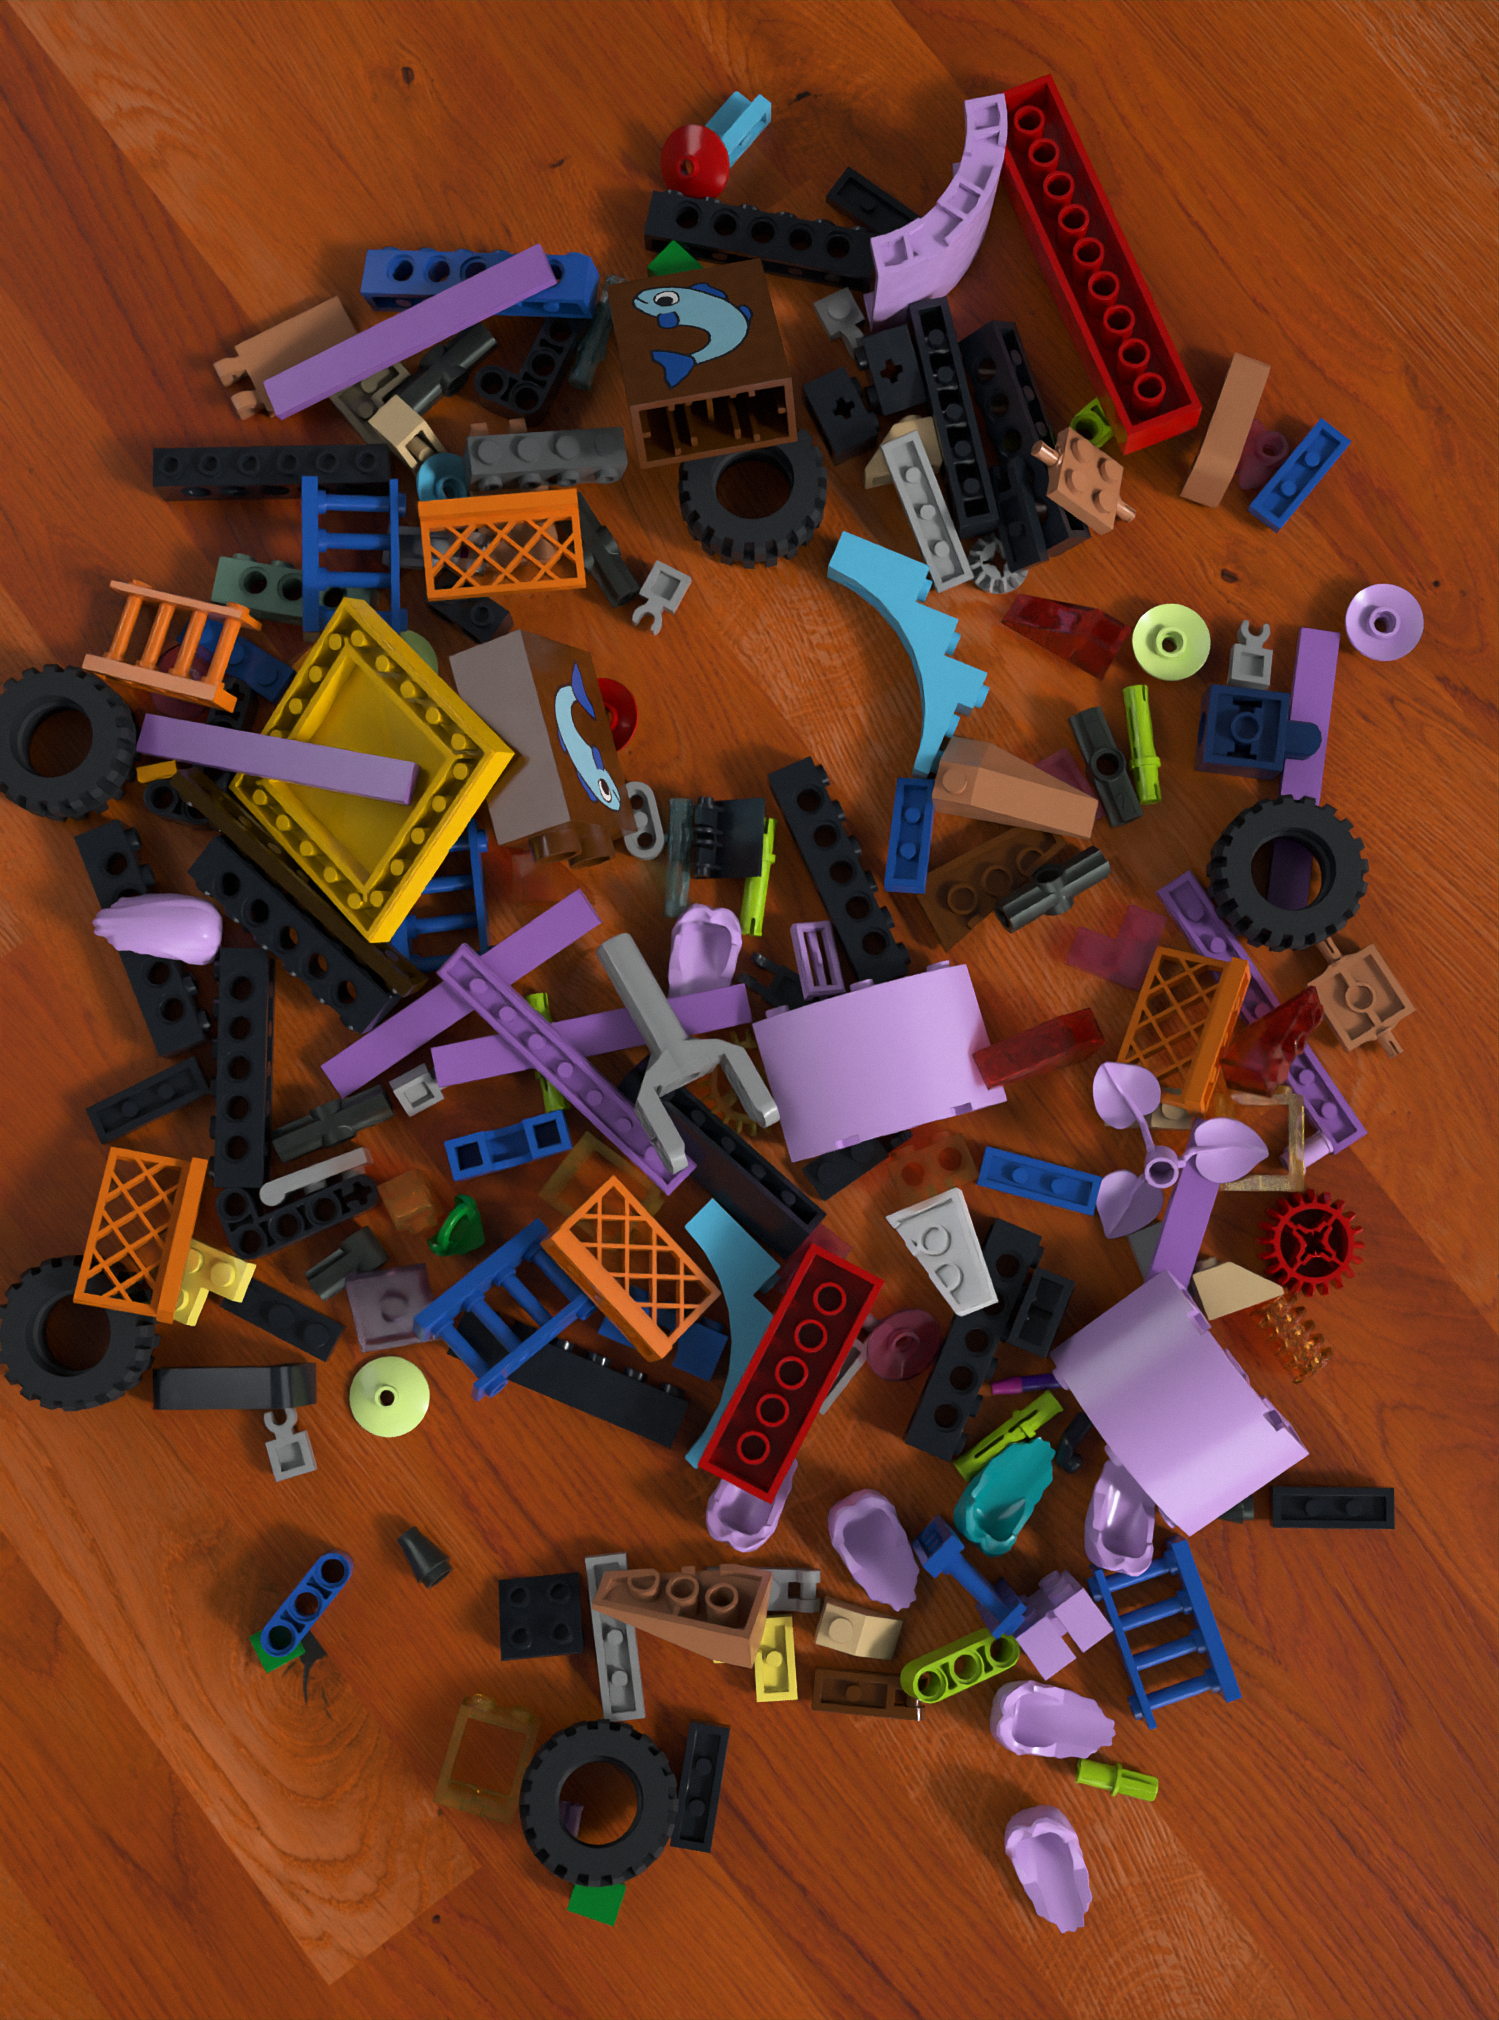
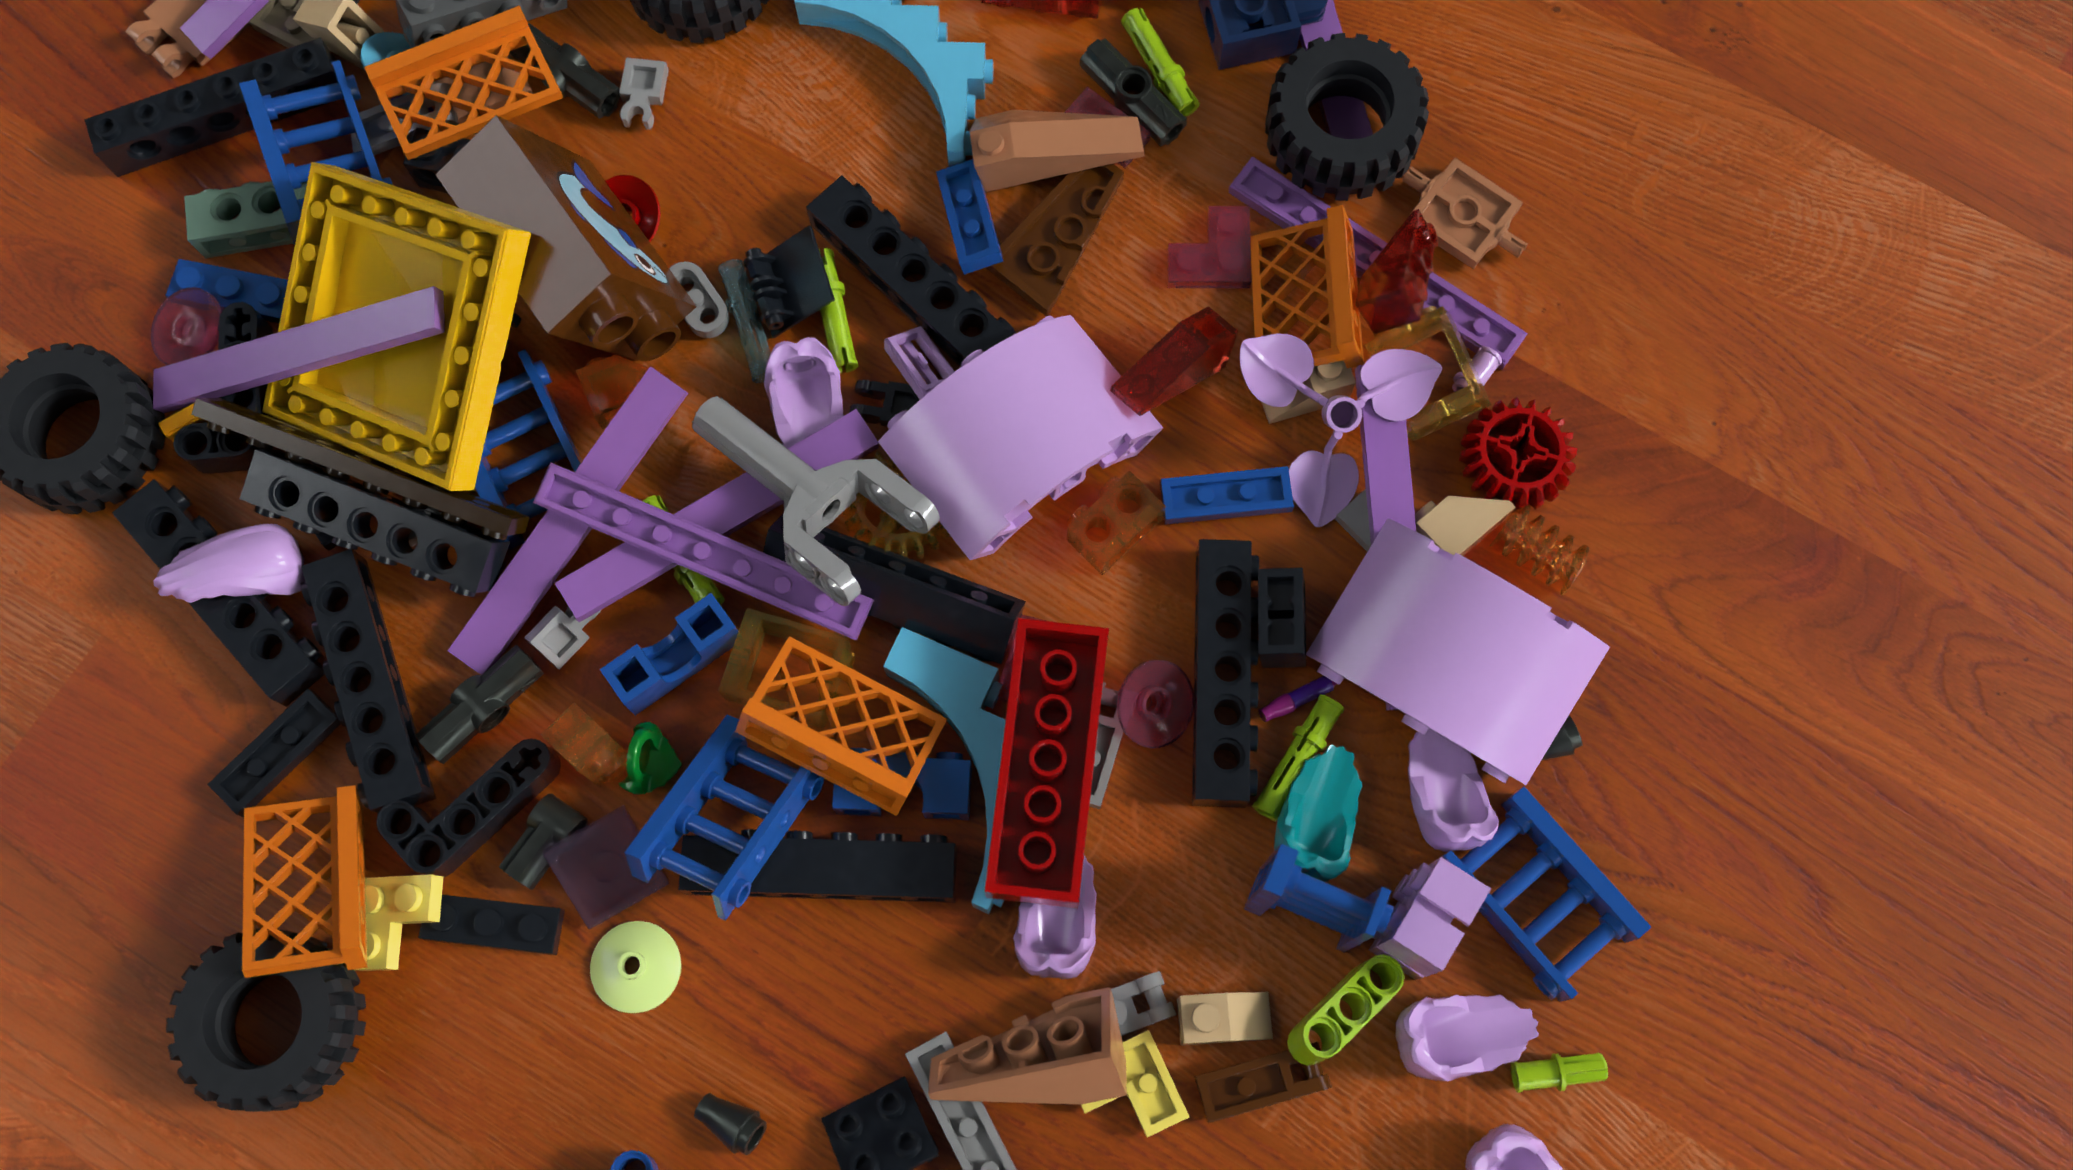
camera: 20 degrees left, 10 degrees down
(177, 680) = (176, 325): orange fence -> none
(234, 1387) = (460, 1012): black beam -> none
(290, 1451) = (545, 1062): light grey plate -> none
(315, 1177) = (476, 761): light grey plate -> none
(841, 1167) = (1030, 546): black hinge -> none
(874, 1547) = (1207, 922): lavender hair -> none
(948, 1248) = (1161, 588): white wing -> none
(1051, 889) = (1126, 217): pearl dark grey piece -> none
(1069, 1442) = (1363, 739): black arm -> none
(1331, 1507) = (1654, 703): black plate -> none

